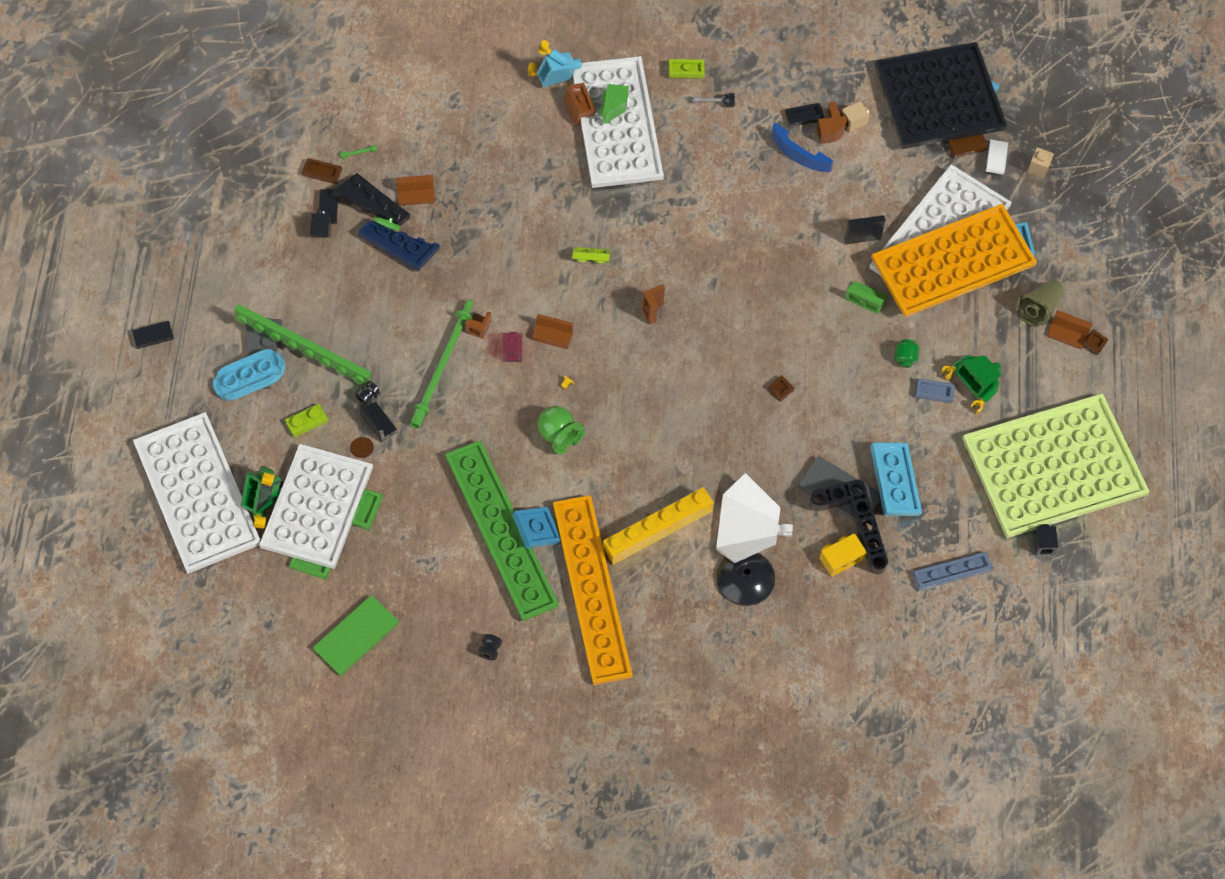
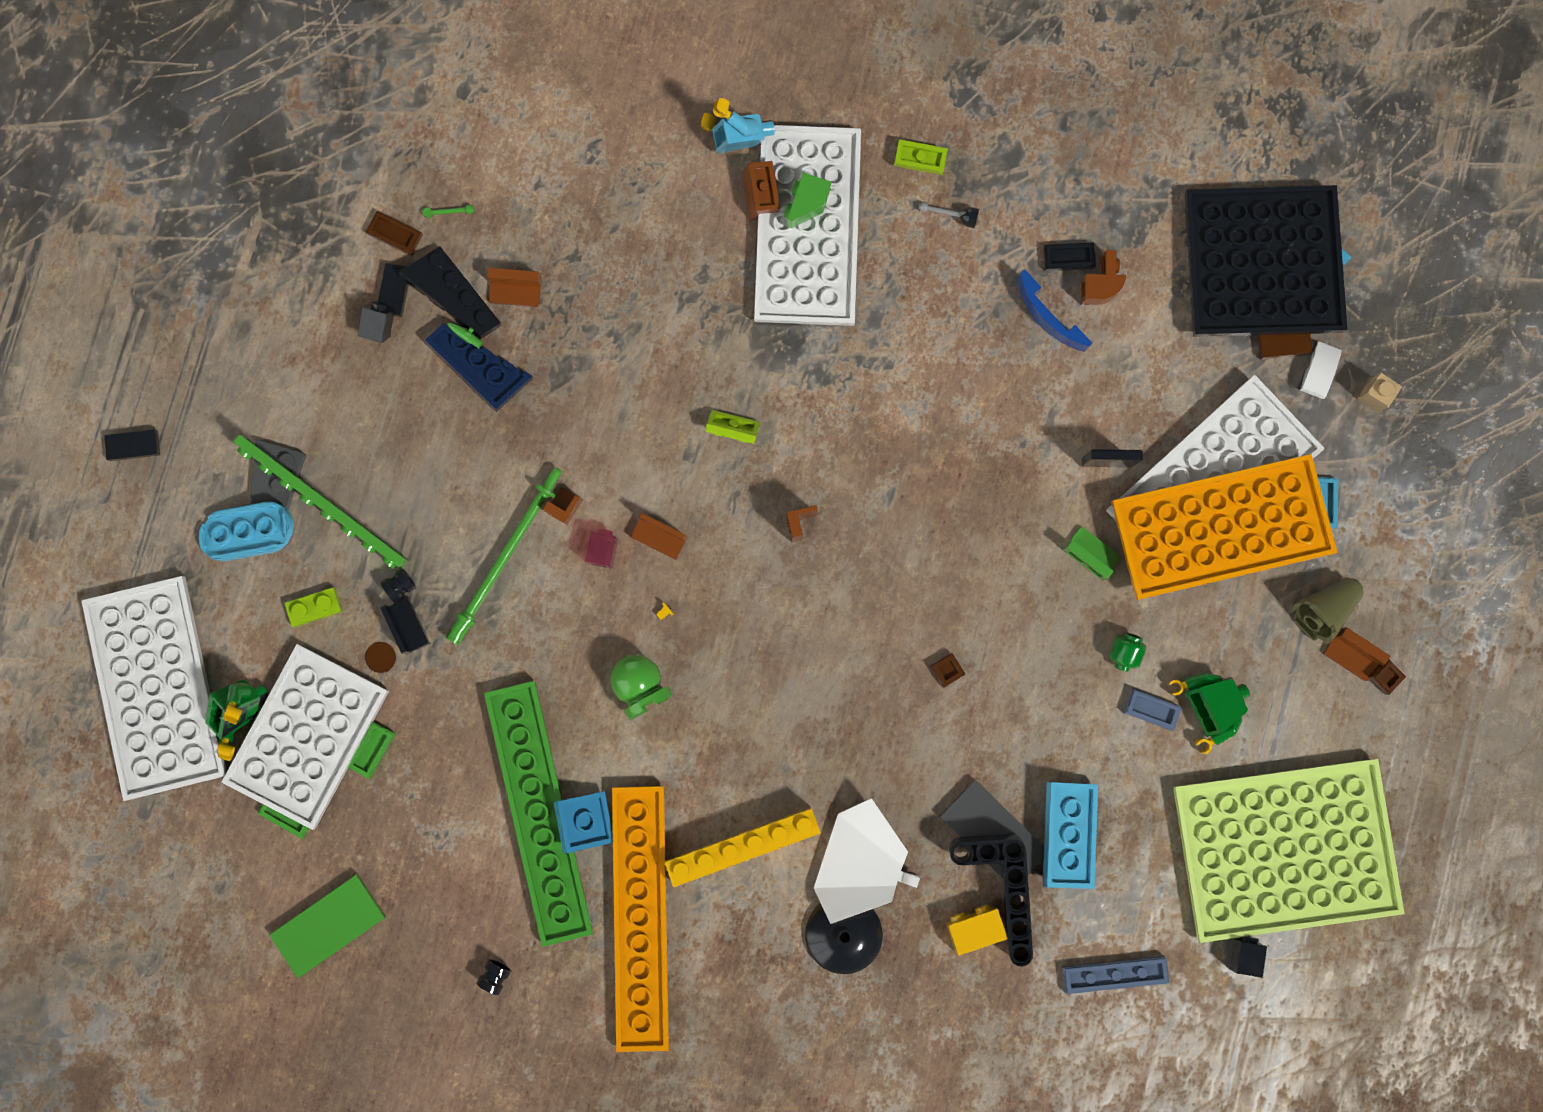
camera: 10 degrees right, 20 degrees up
(856, 115) = (1139, 273): tan brick -> none

